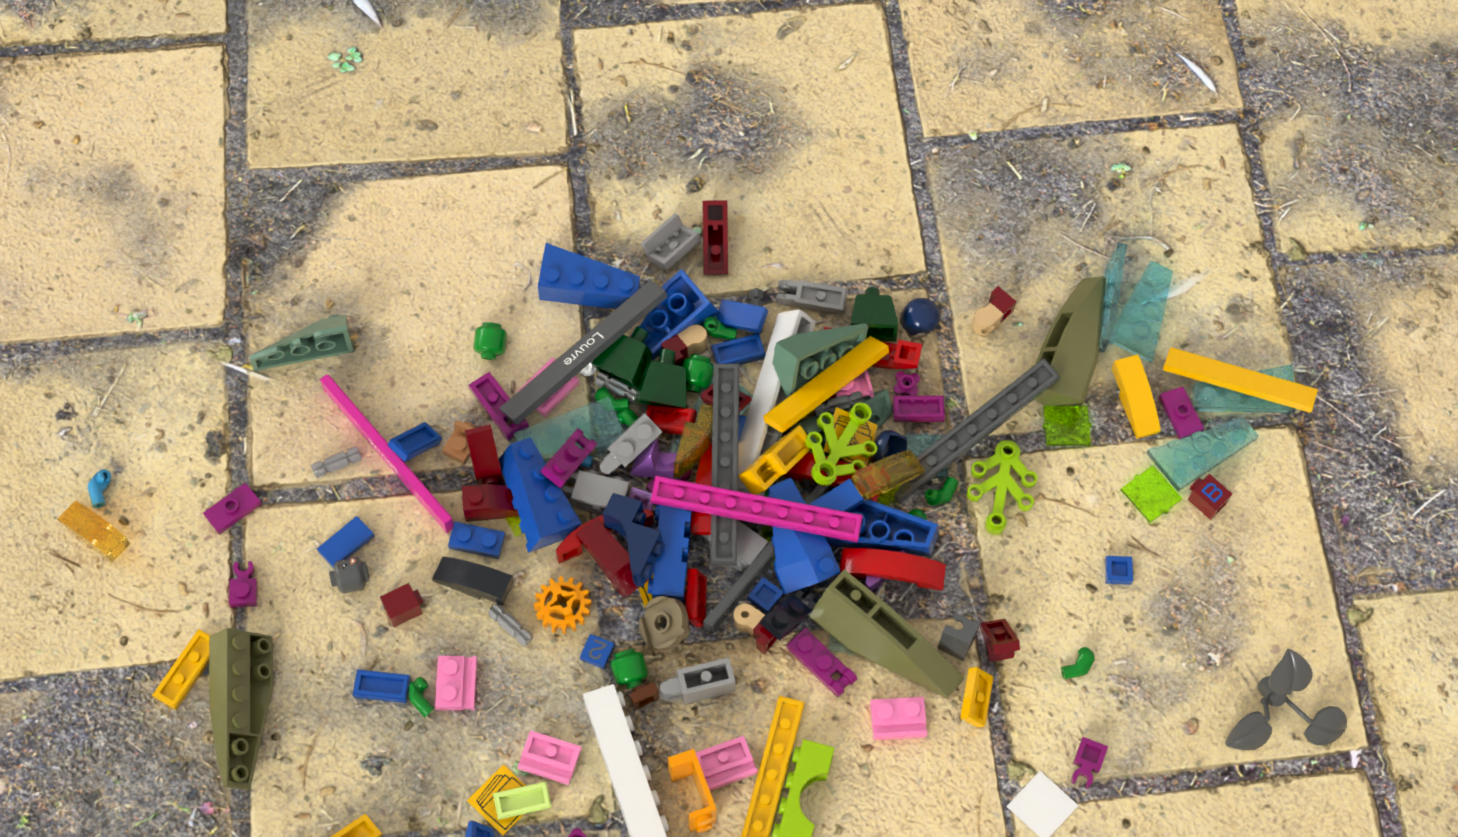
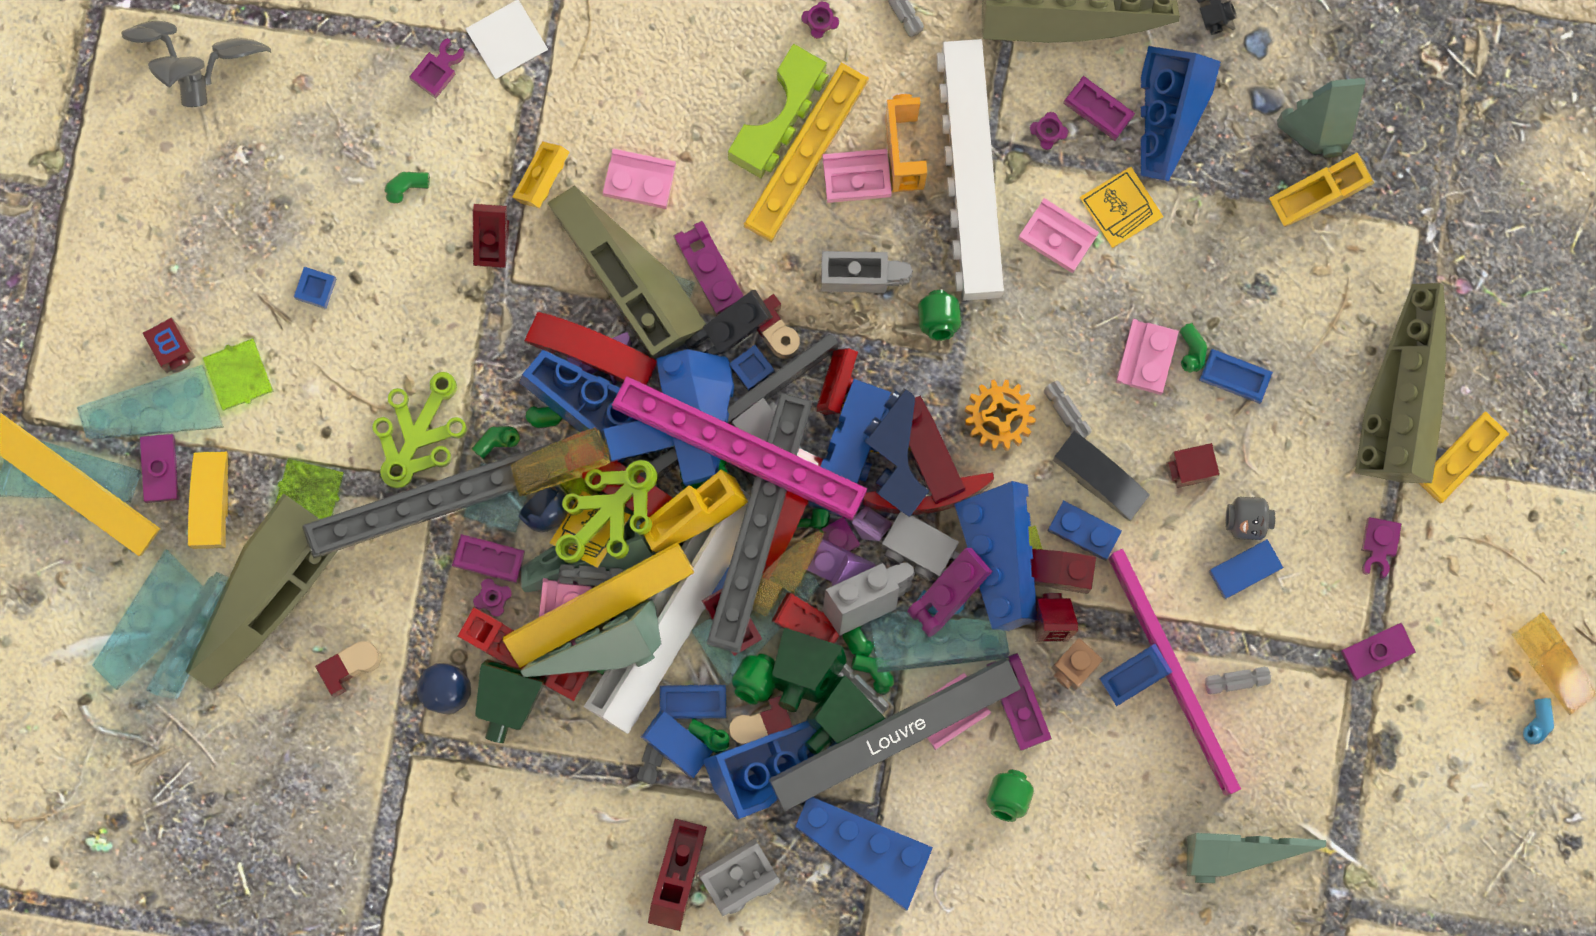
camera: 165 degrees left, 15 degrees up
(522, 800) = (1101, 194): yellowish green tile -> none
(597, 651) = (971, 351): blue tile -> none
(644, 695) = (930, 278): reddish brown plate -> none
(676, 627) = (870, 360): dark tan plate -> none
(812, 296) = (571, 751): light grey hinge -> none
(956, 641) = (535, 239): dark grey hinge -> none

